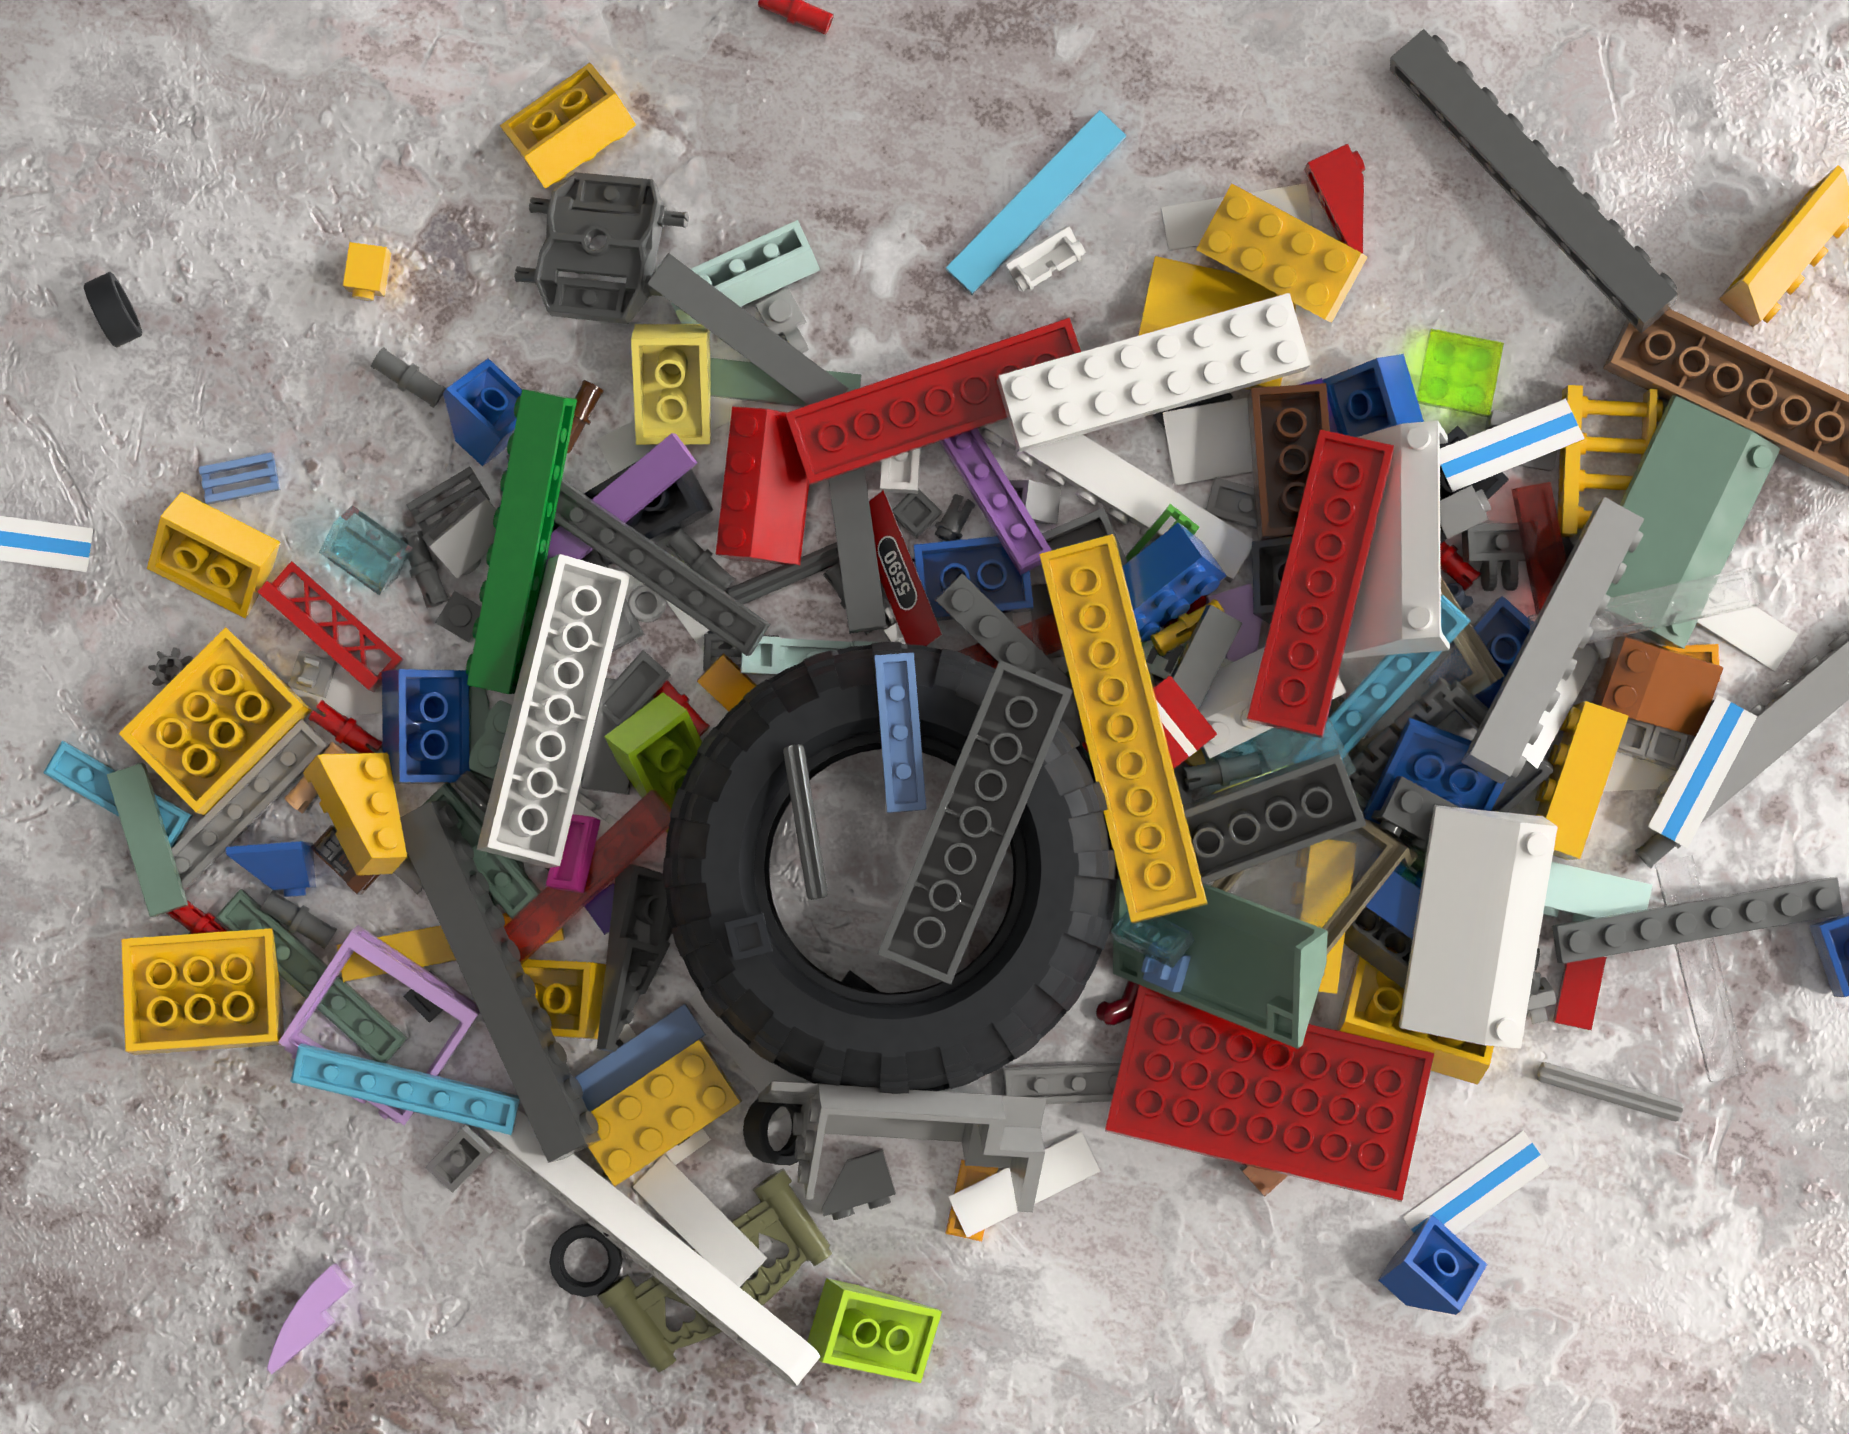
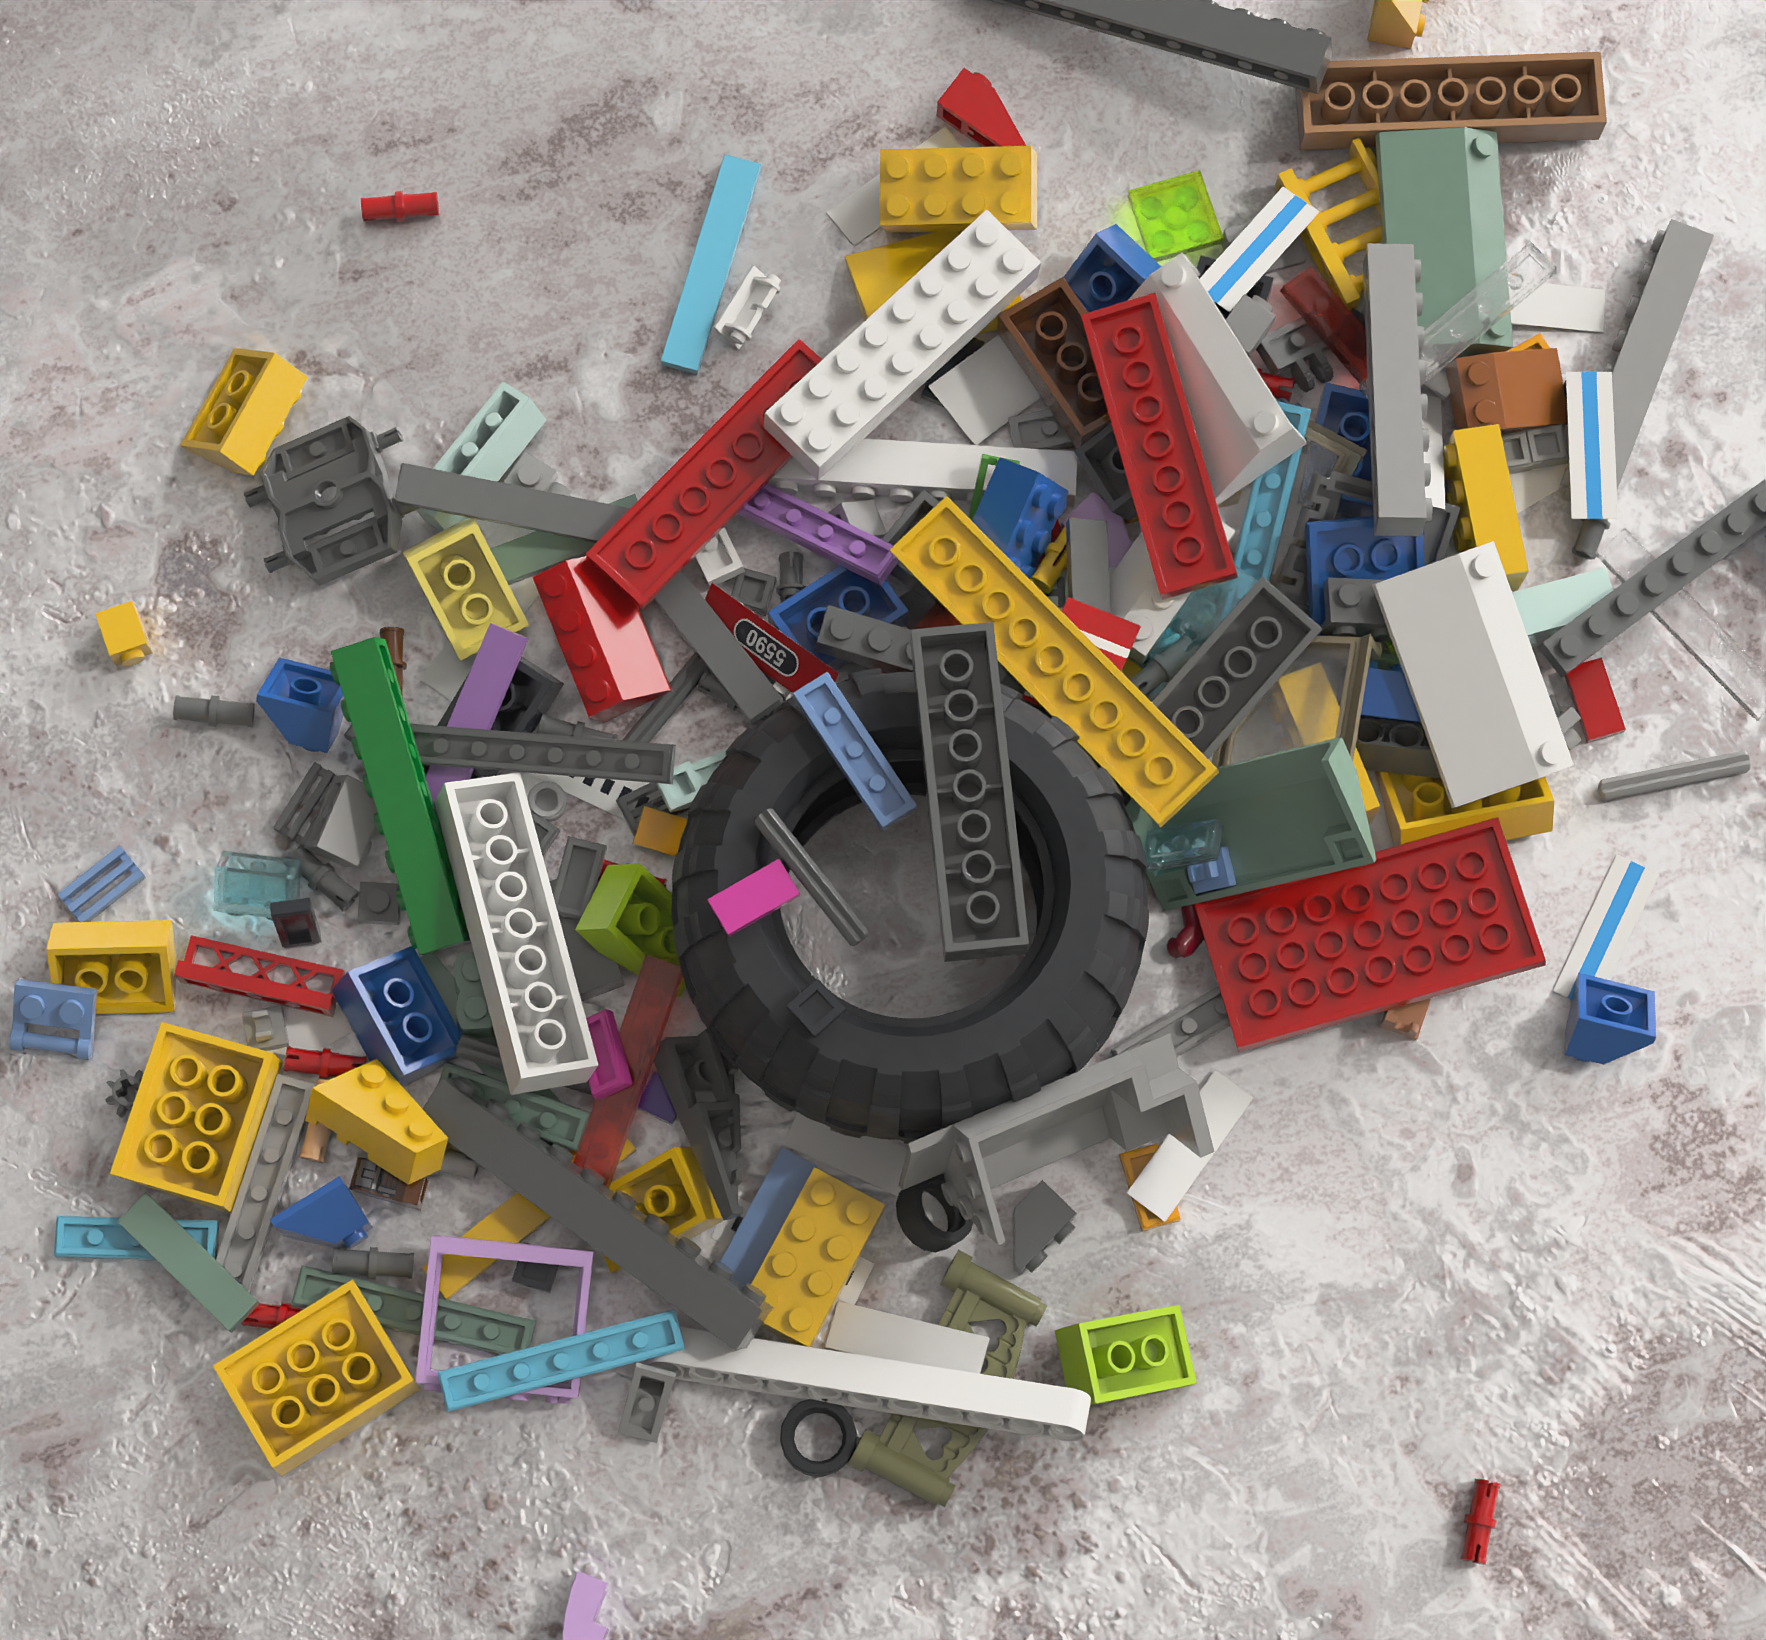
camera: 30 degrees left, 10 degrees down
(147, 565) = (55, 1007): none -> medium blue plate
(380, 601) = (295, 922): none -> black tile
(748, 813) = (753, 897): none -> dark pink tile

